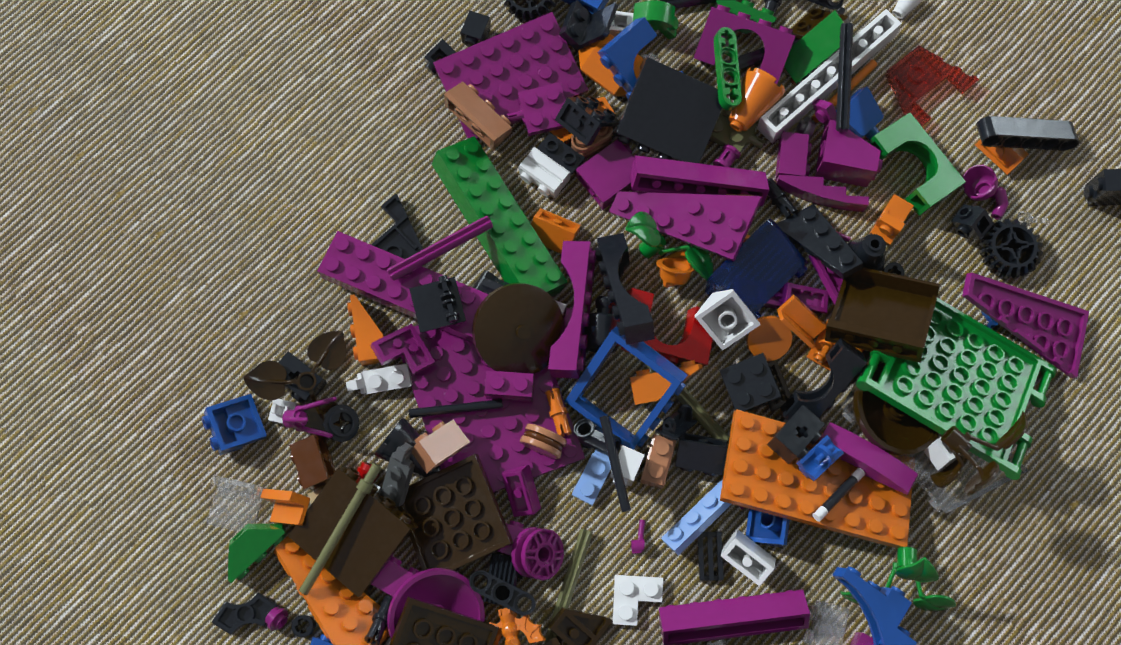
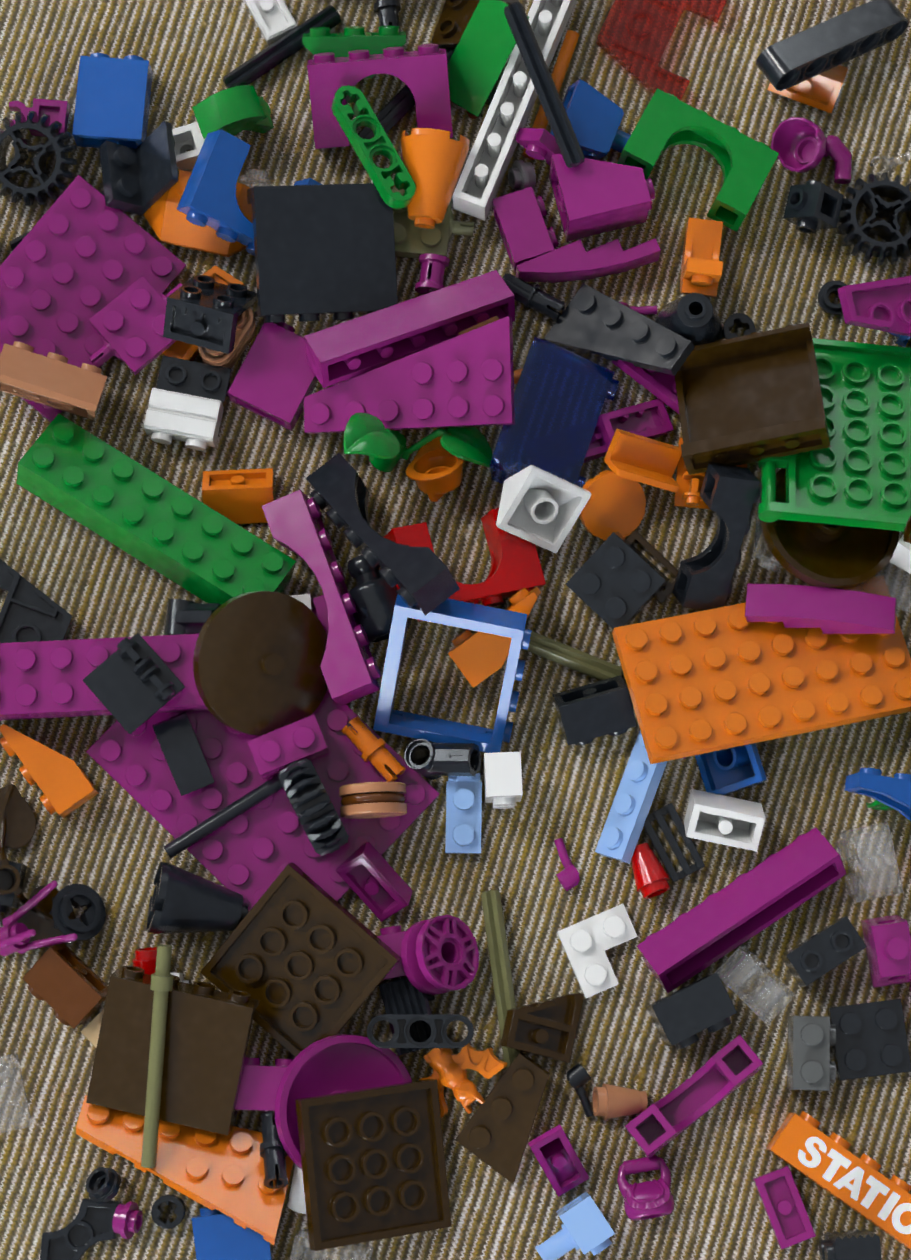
camera: 30 degrees left, 5 degrees up
(250, 546) = (41, 1141): green slope -> none
(273, 590) = (103, 1184): none -> black plate
(288, 508) = (63, 1063): orange panel -> none
(381, 379) = (102, 823): white hinge -> none
(398, 474) = (197, 944): dark grey hinge -> none
(404, 343) = (114, 758): magenta plate -> none
(439, 248) = (96, 602): magenta axle -> none
(439, 446) = (234, 876): brick -> none
(447, 361) = (183, 753): none -> black slope
(506, 427) = (313, 807): none -> black gear
(615, 463) = (486, 782): black bar -> none
(658, 461) = (541, 749): nougat brick -> none
(677, 424) = (544, 685): black hinge -> none
(687, 567) = (648, 872): none -> red cone
(804, 425) = (706, 643): black brick -> none
(819, 458) = (756, 642): blue hips -> none
(829, 504) = (804, 677): black bar -> none
(953, 281) = (823, 297): none -> black plate

